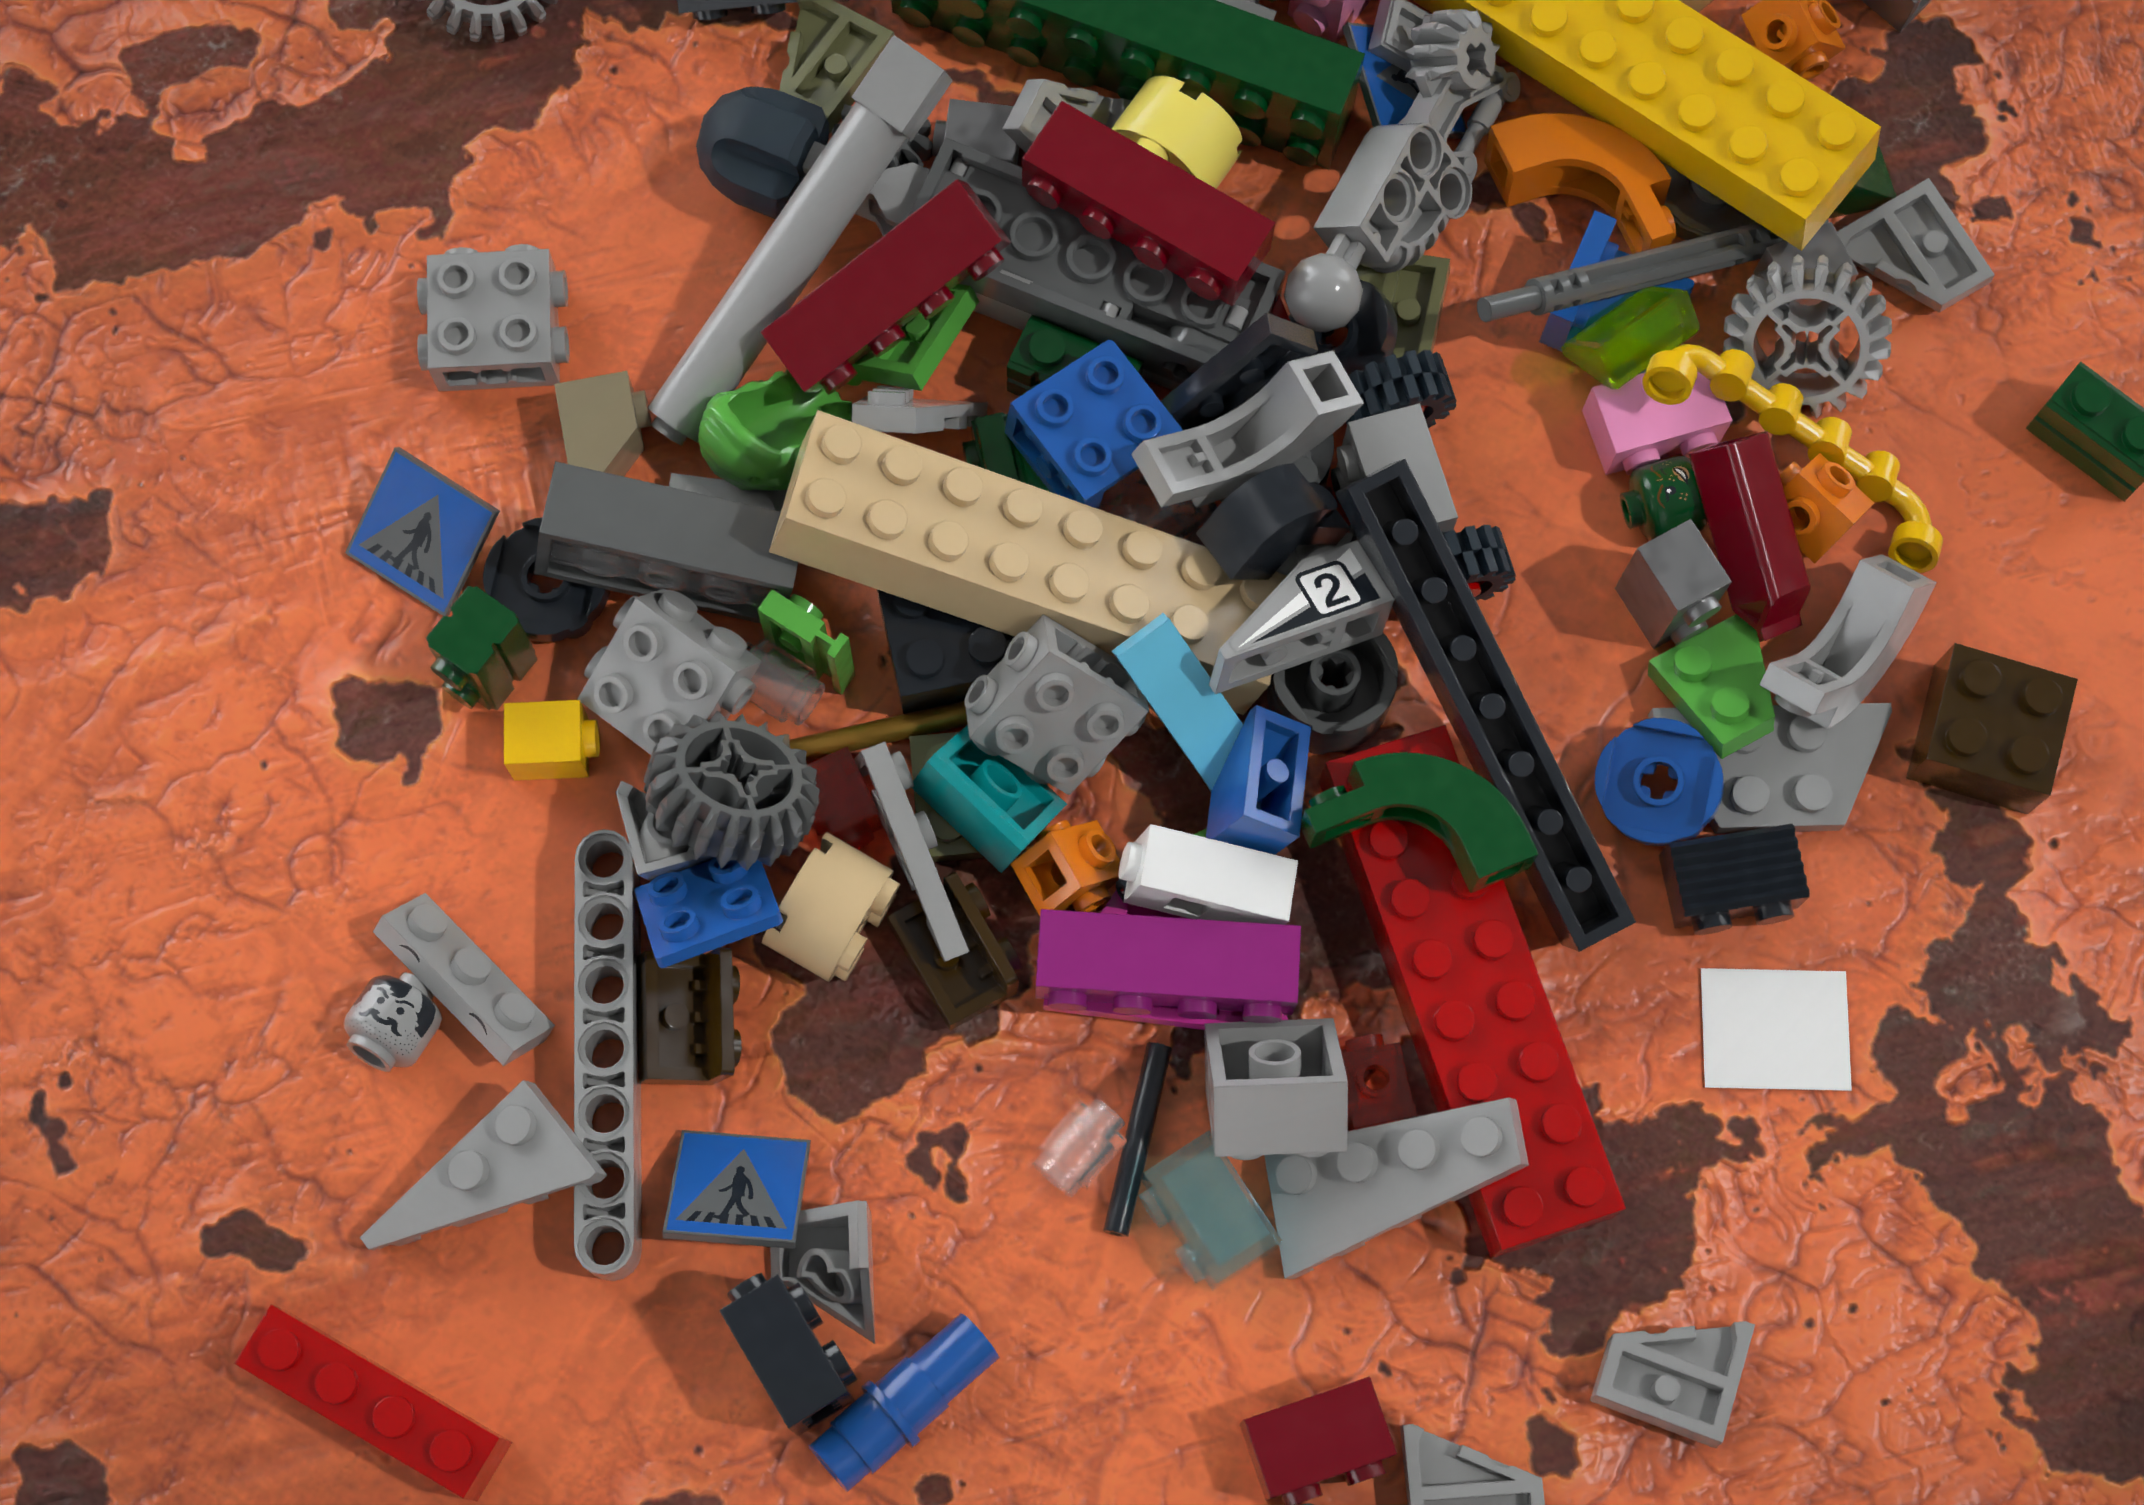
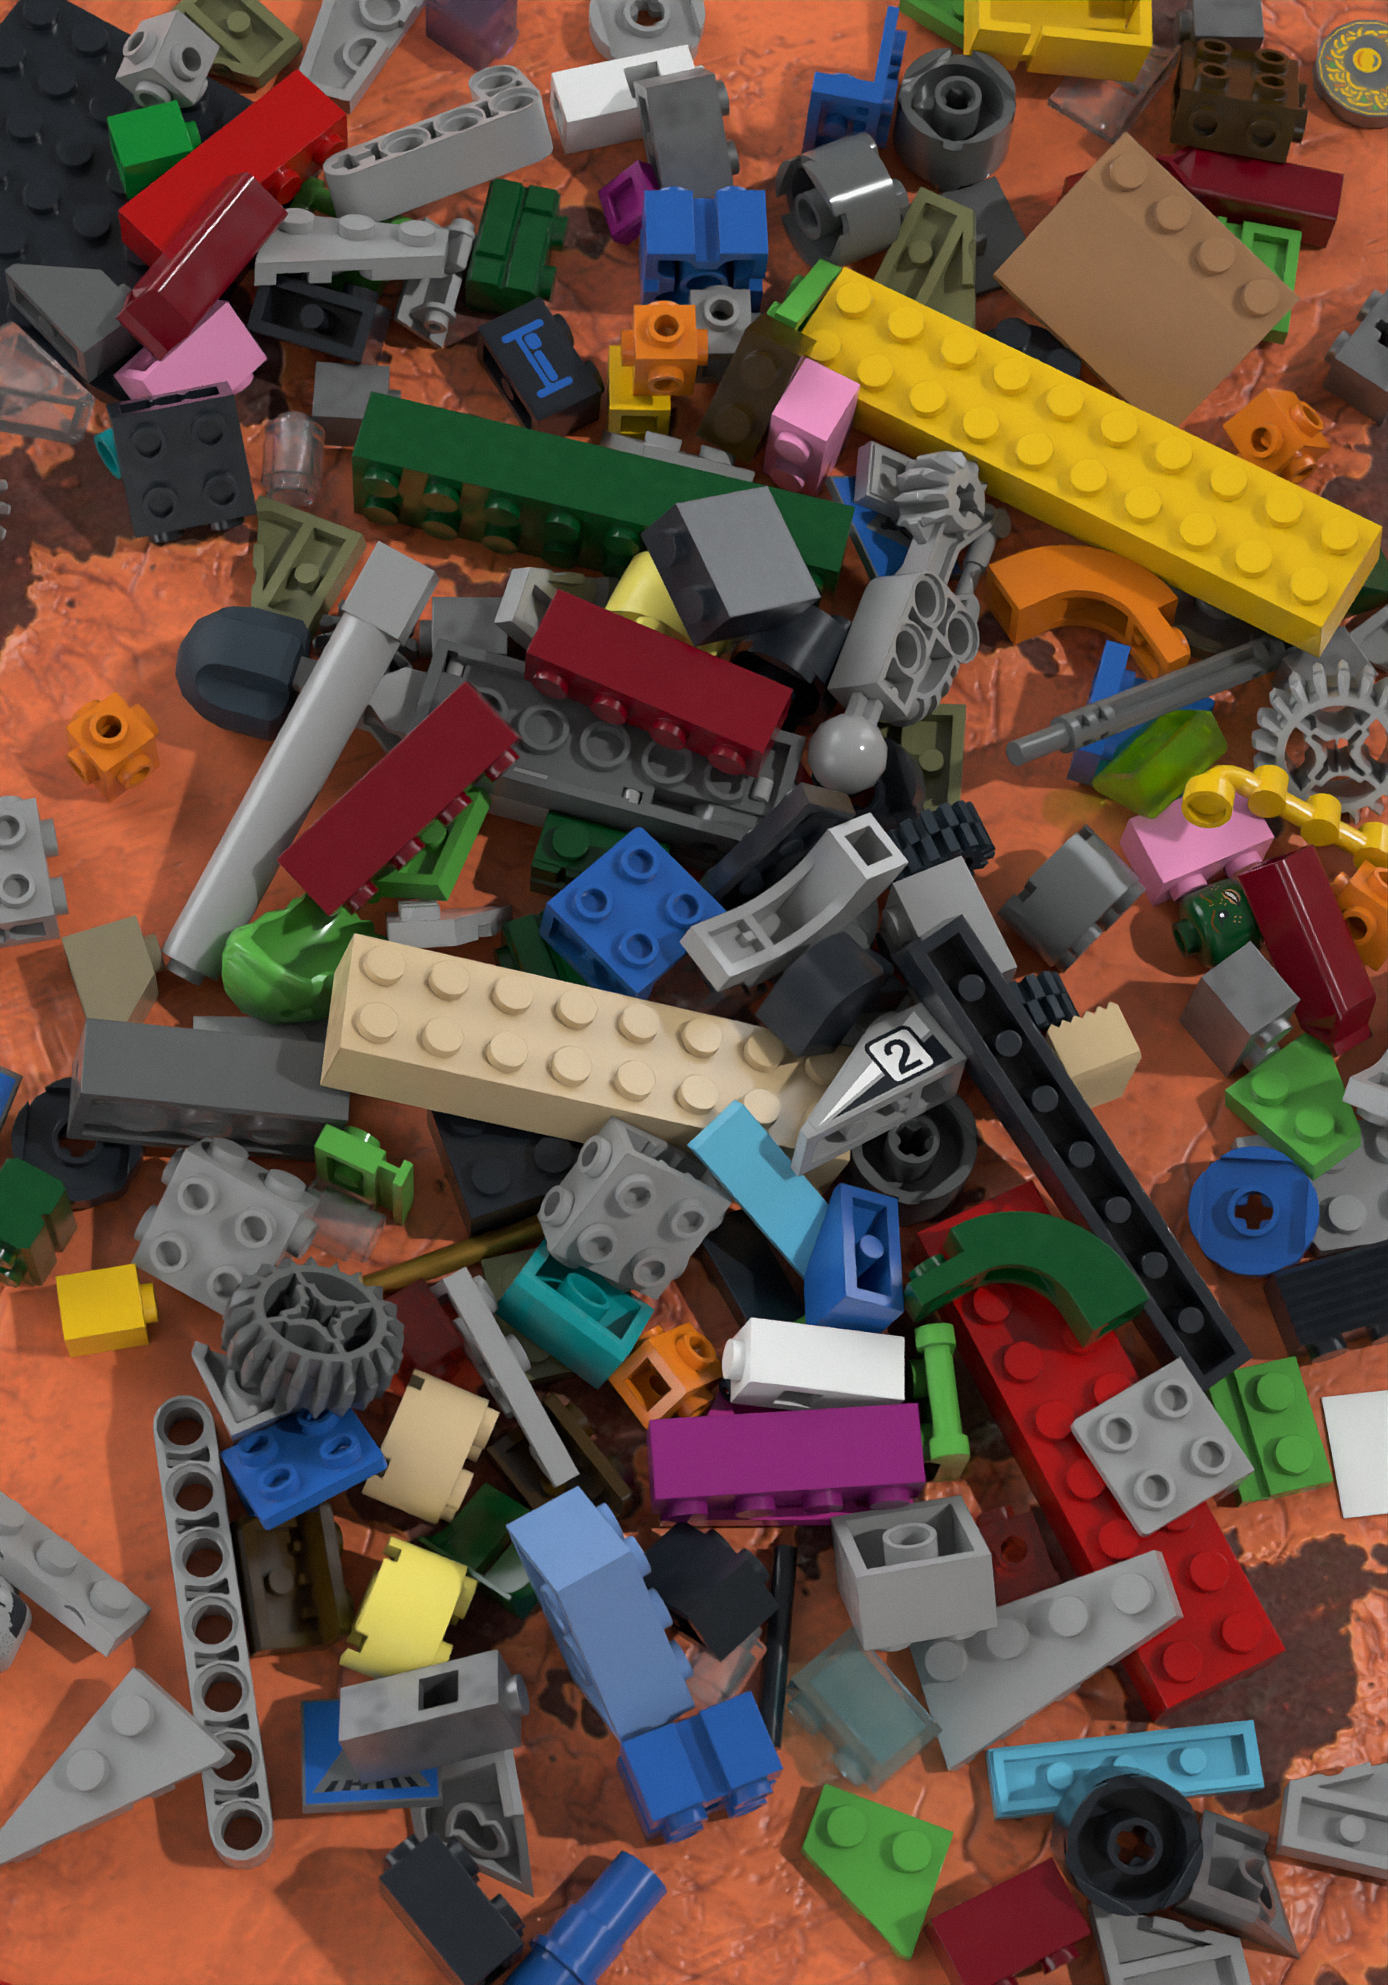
camera: 15 degrees left, 5 degrees down
(630, 207) = (112, 745): none -> orange brick
(787, 1064) = (408, 1612): none -> light yellow brick
(794, 1164) = (432, 1716): none -> flat silver brick
(874, 993) = (477, 1539): none -> dark green piece
(971, 1088) = (604, 1613): none -> medium blue brick
(1044, 1246) = (698, 1768): none -> blue brick
(1072, 1075) = (709, 1588): none -> black brick
(1162, 779) = (748, 1272): none -> black slope
(1205, 1356) = (878, 1862): none -> bright green wing
(1231, 95) = (730, 565): none -> brick
(1288, 185) = (797, 657): none -> black brick
(1323, 905) = (933, 1381): none -> bright green plate
(1441, 1407) = (1113, 1876): none -> black brick
(1455, 1300) = (1190, 1759): none -> medium azure tile
(1522, 455) = (1068, 896): none -> dark grey brick
(1523, 611) = (1096, 1053): none -> tan brick
(1532, 999) = (1162, 1448): none -> light grey bracket
(1546, 1424) = (1238, 1886): none -> flat silver slope
(1642, 995) = (1275, 1429): none -> bright green plate

